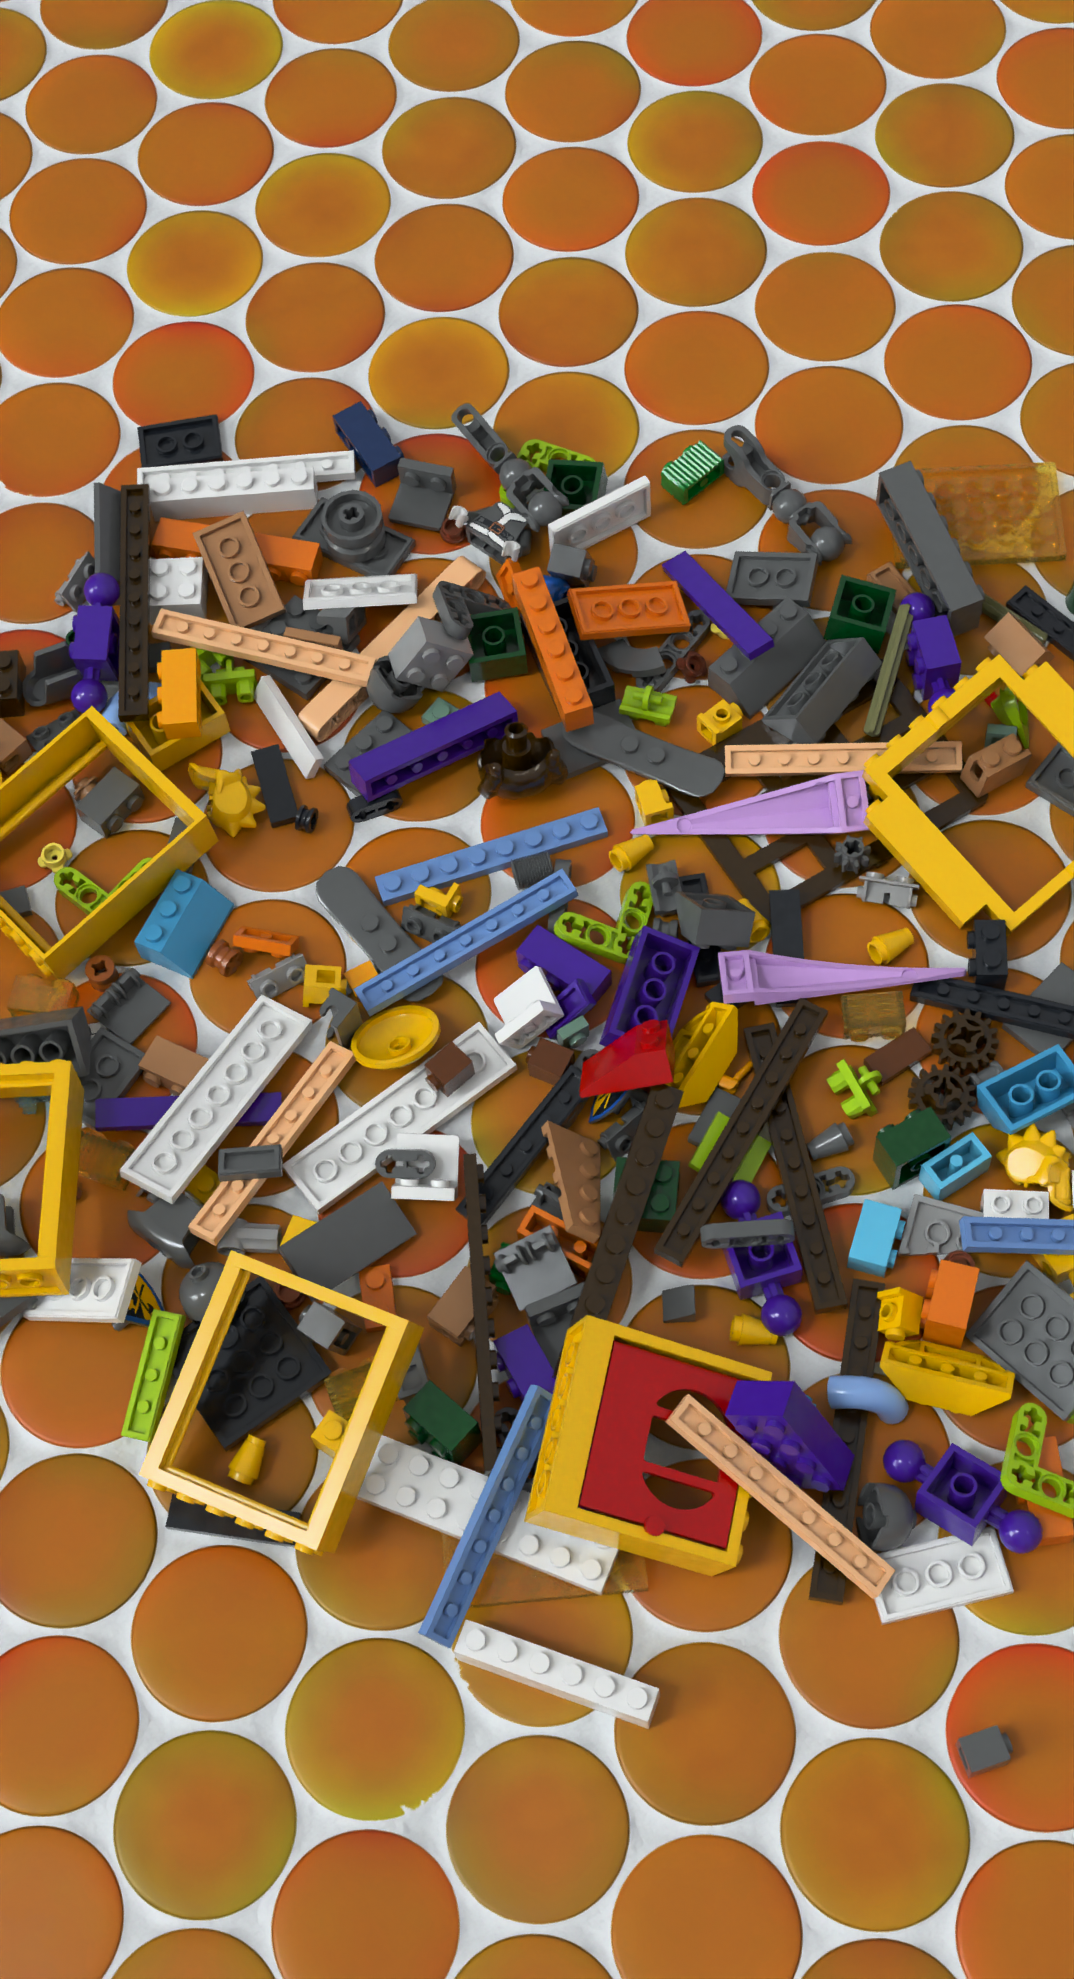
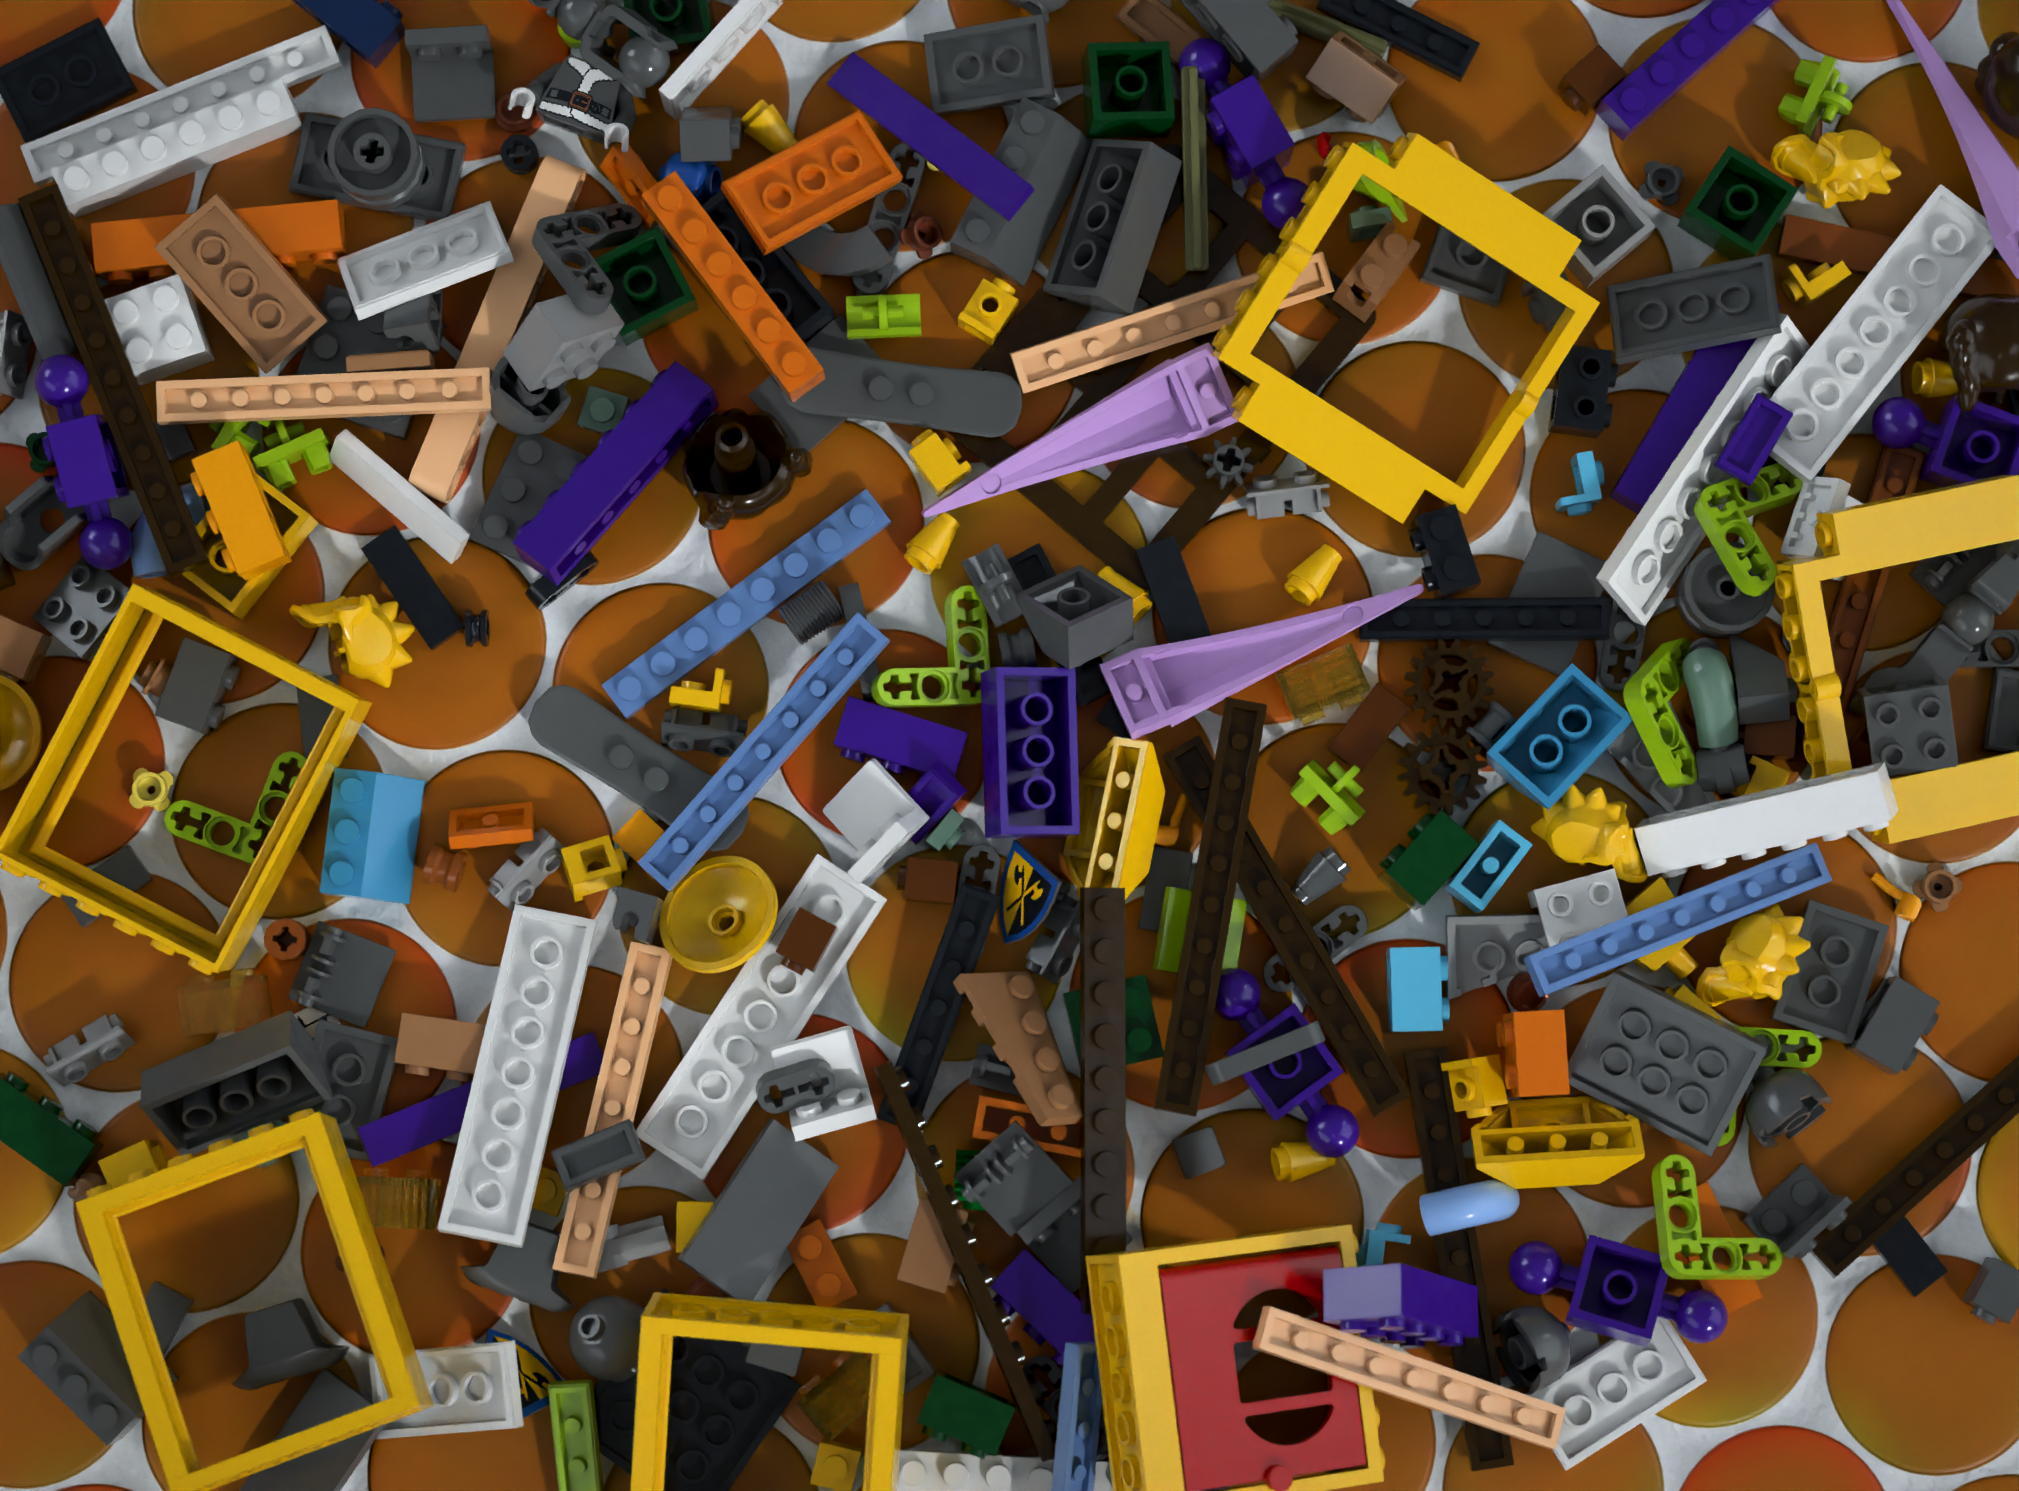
camera: 30 degrees left, 20 degrees up
(441, 550) = (509, 147): none -> black bush
(611, 573) = (768, 127): none -> yellow cone
(631, 1062) = (1042, 870): red slope -> none

